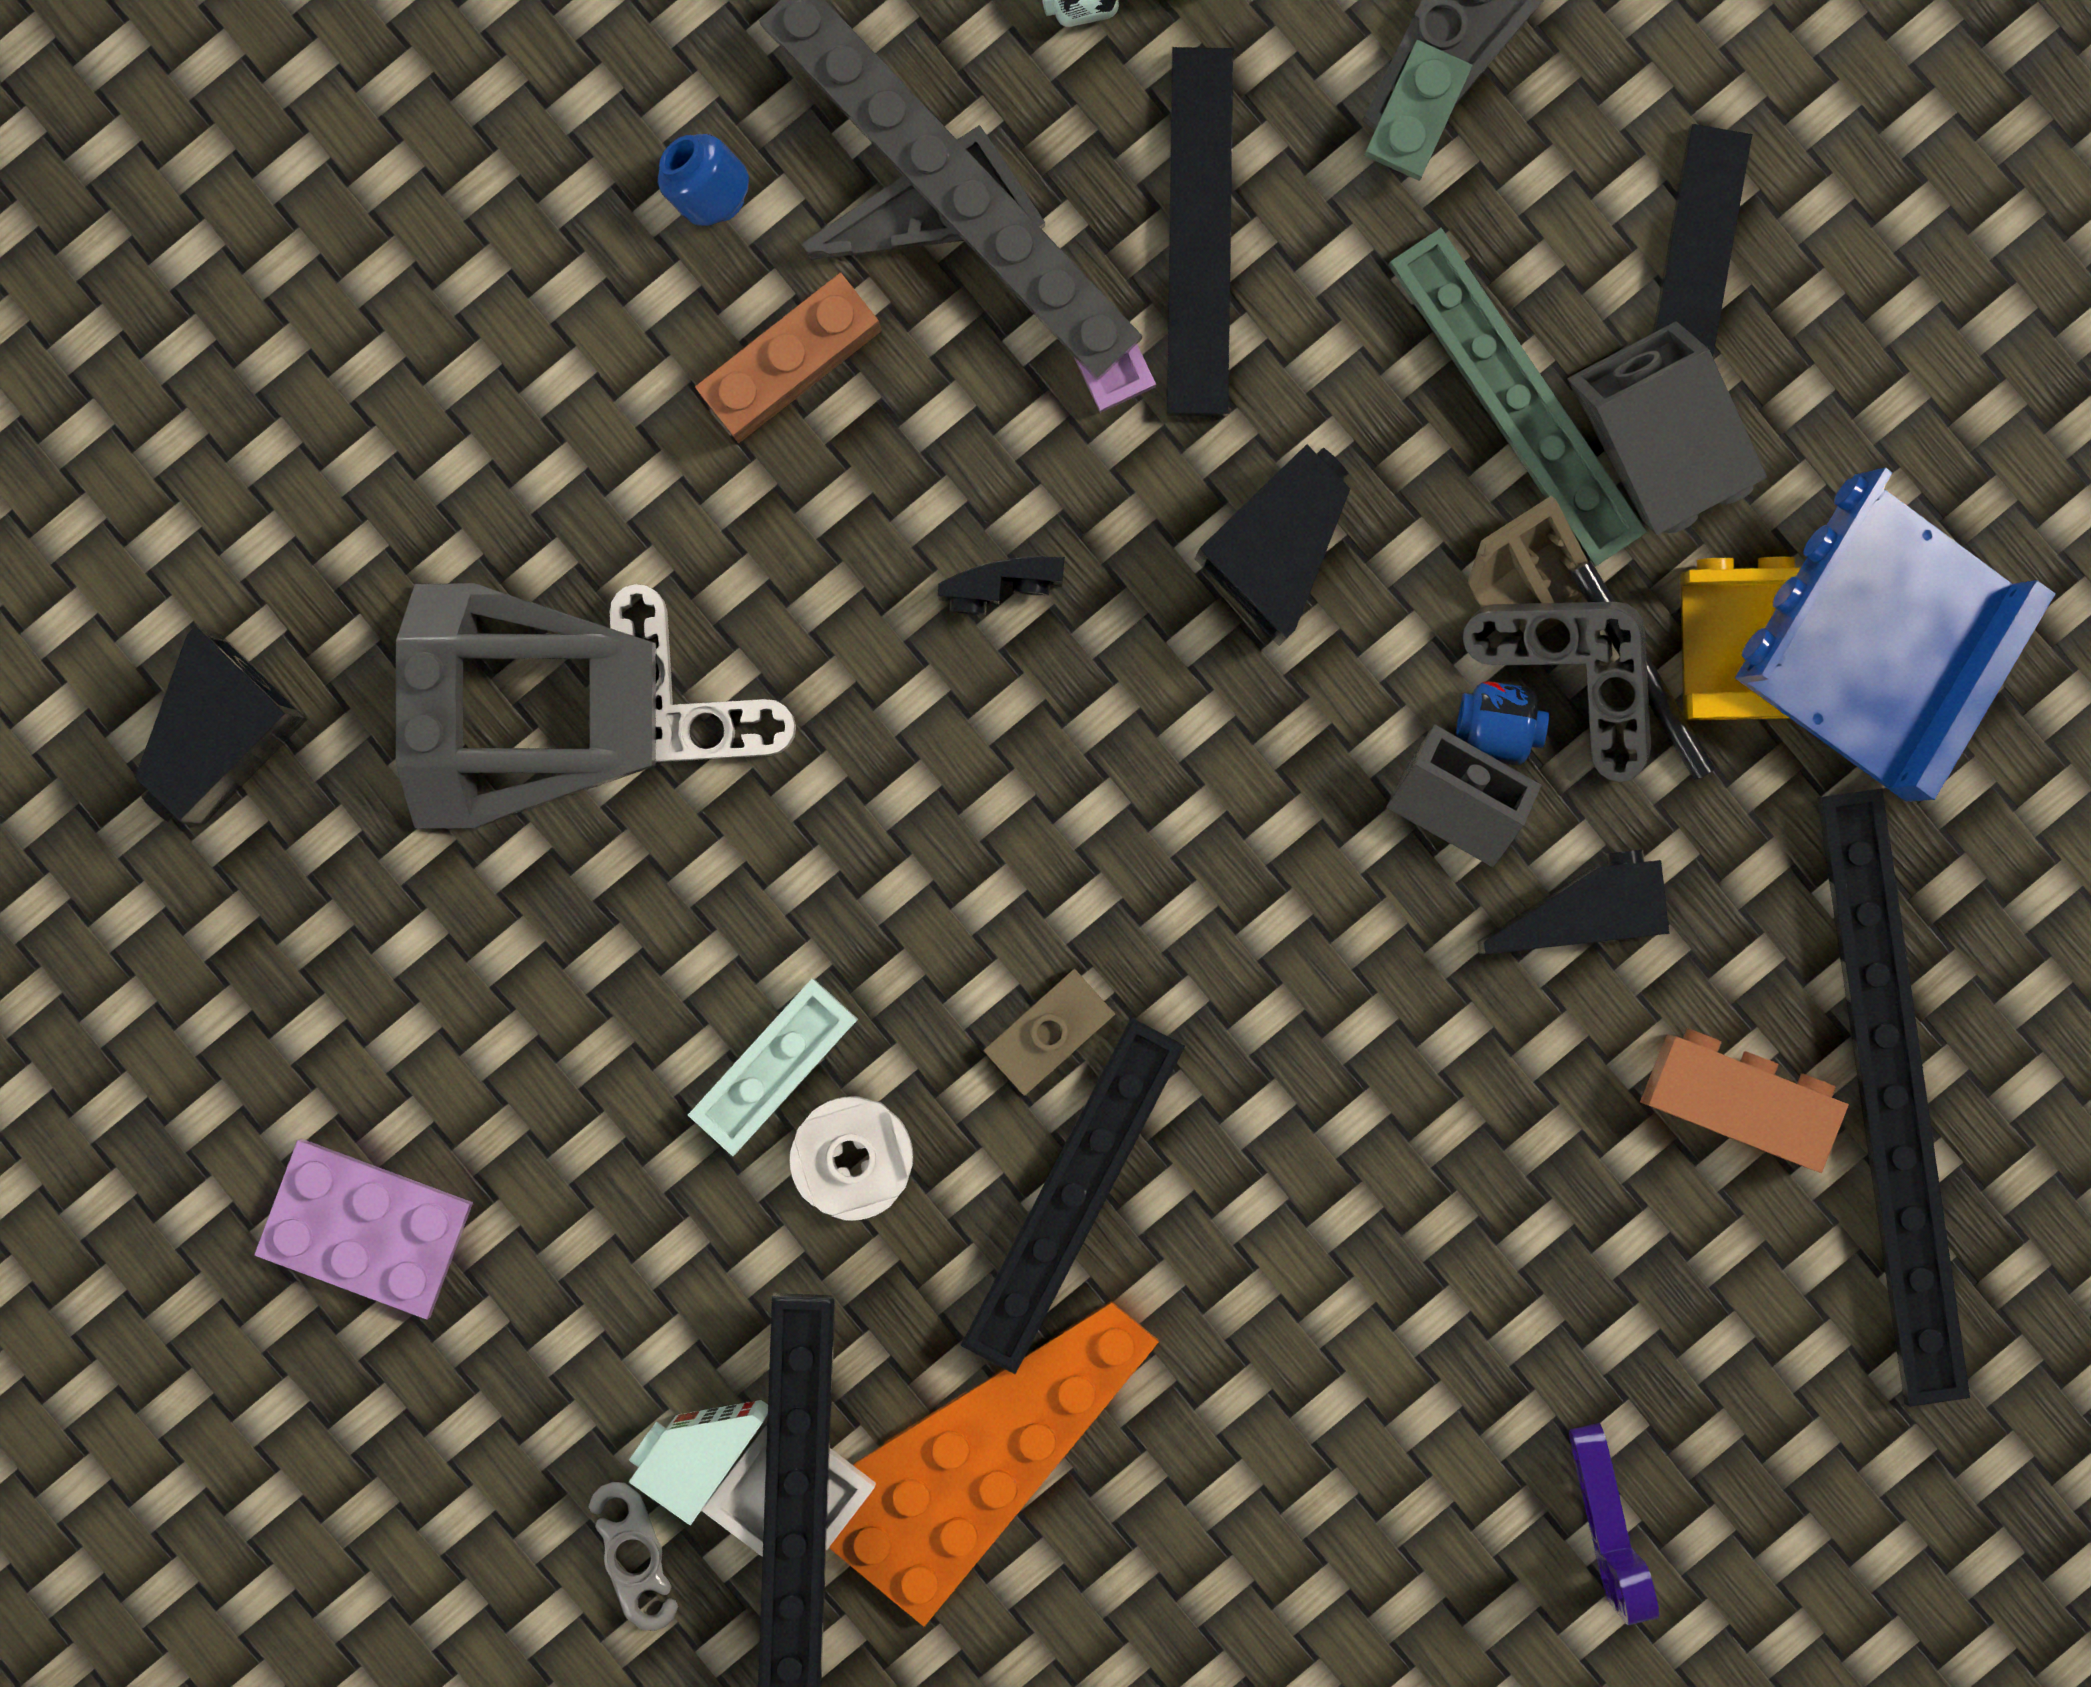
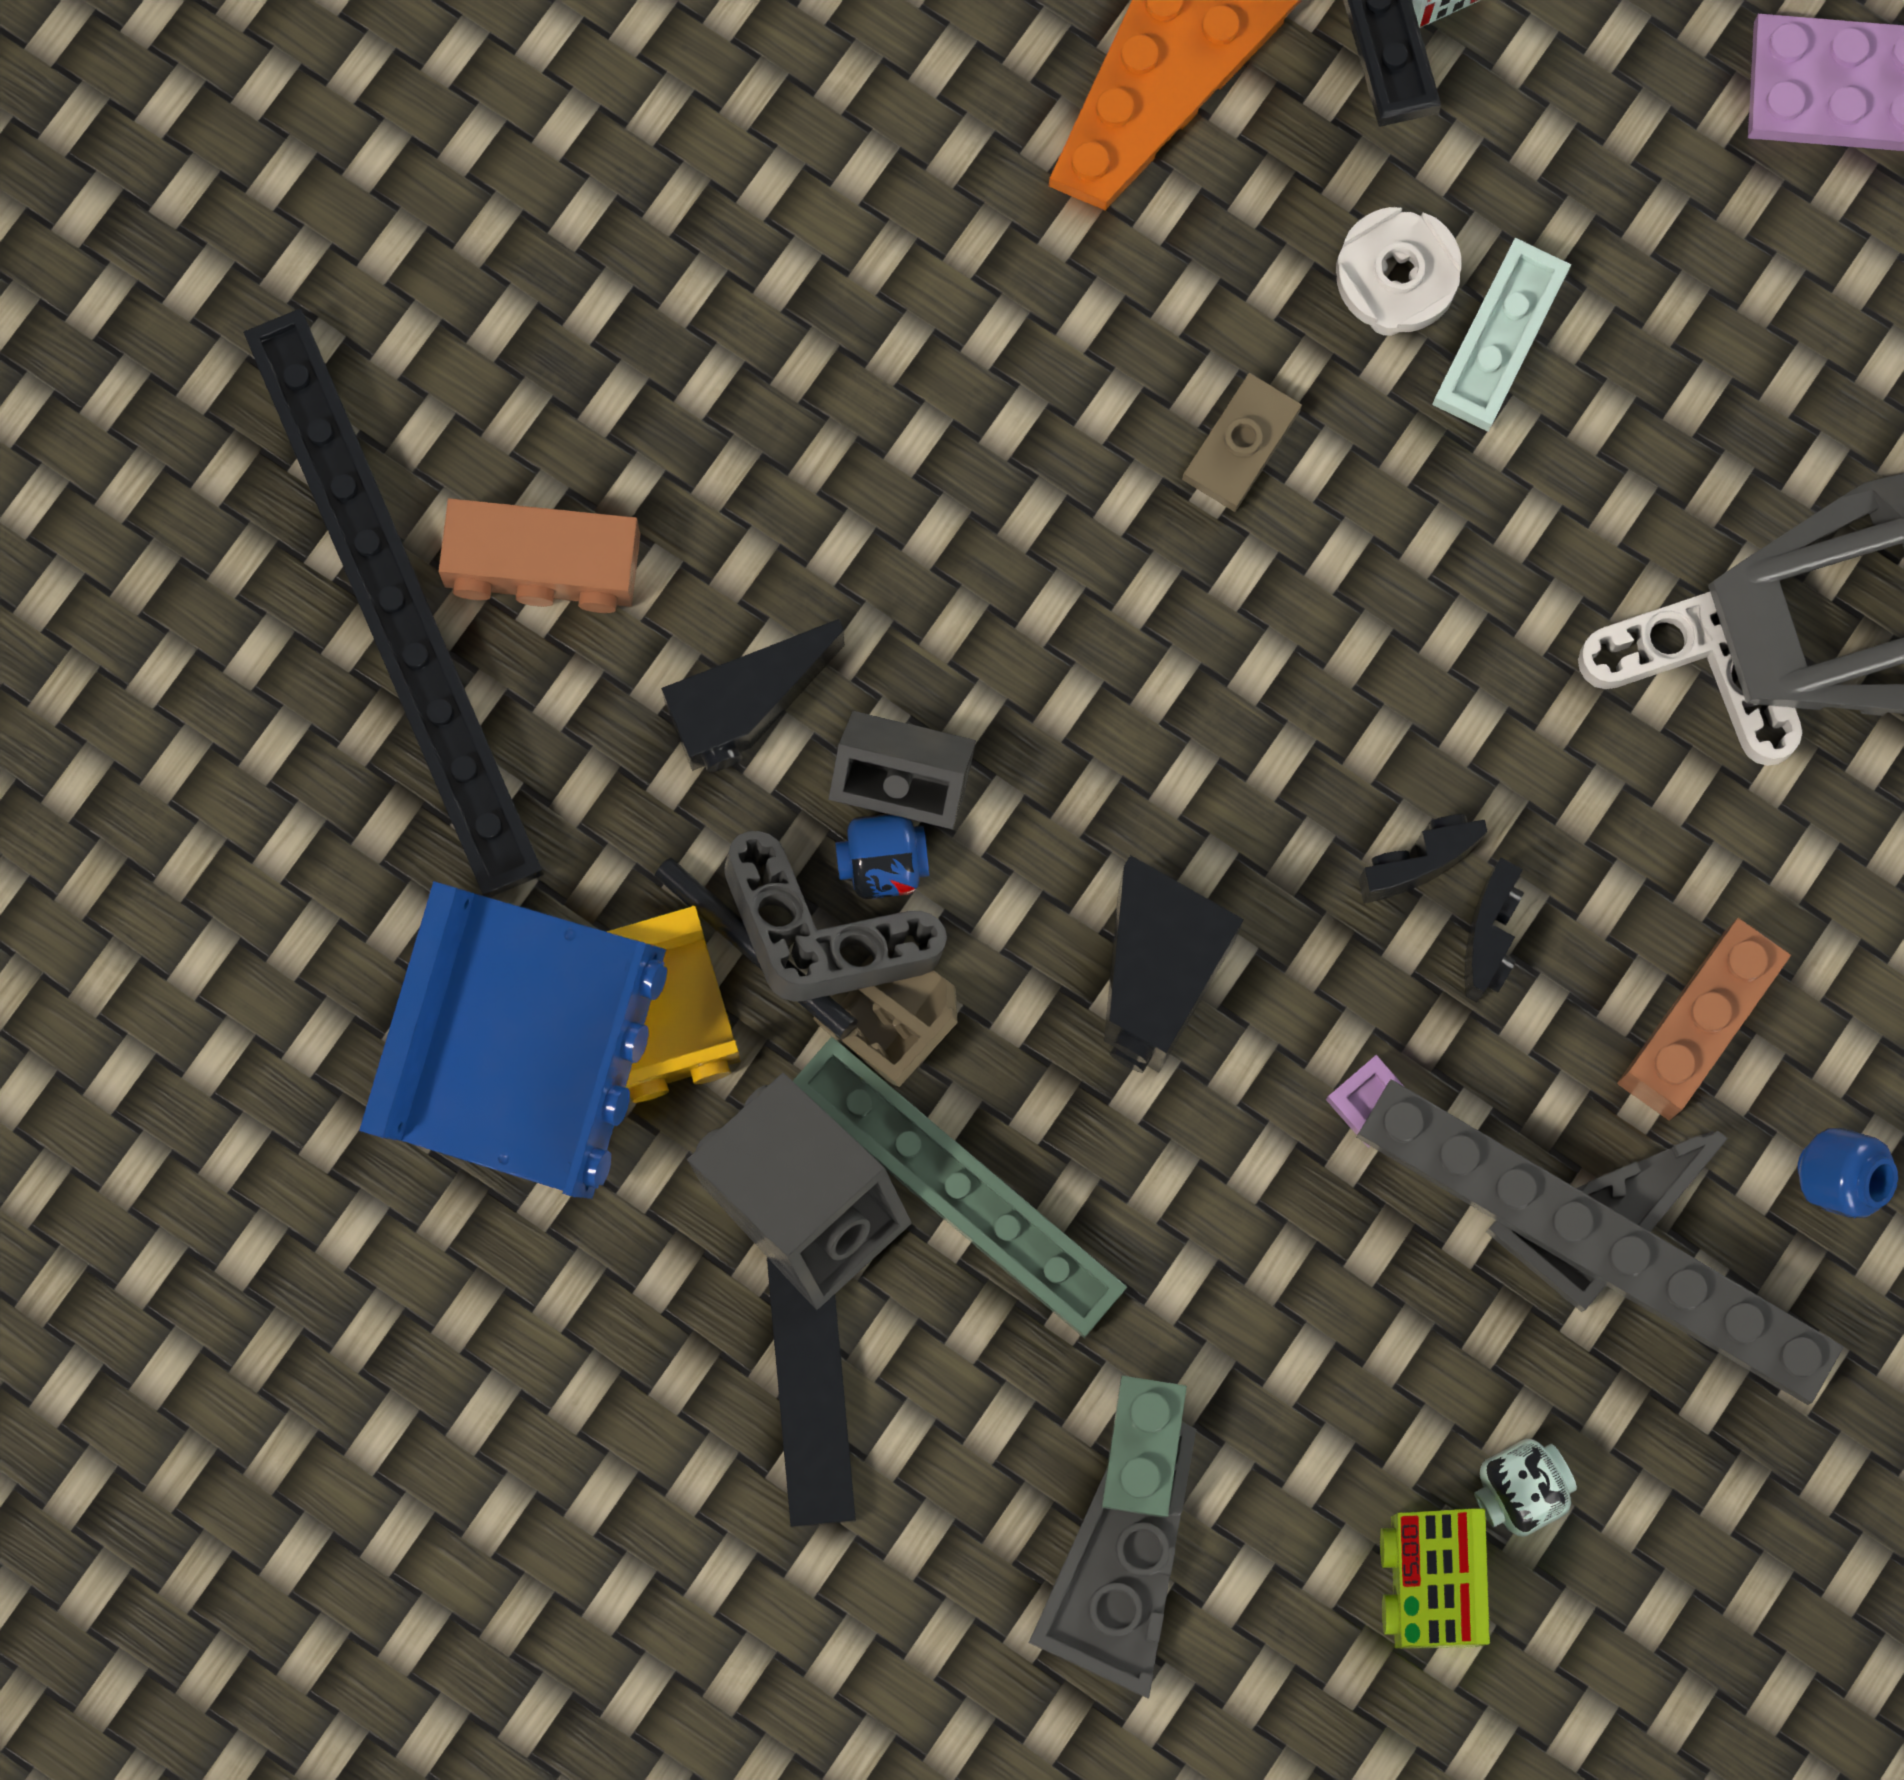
camera: 165 degrees right, 10 degrees down
(967, 479) = (1487, 944): none -> black slope
(1072, 1195) = (1173, 293): black tile -> none
(1200, 231) = (1327, 1270): black tile -> none
(1620, 1567) = (545, 79): dark purple beam -> none

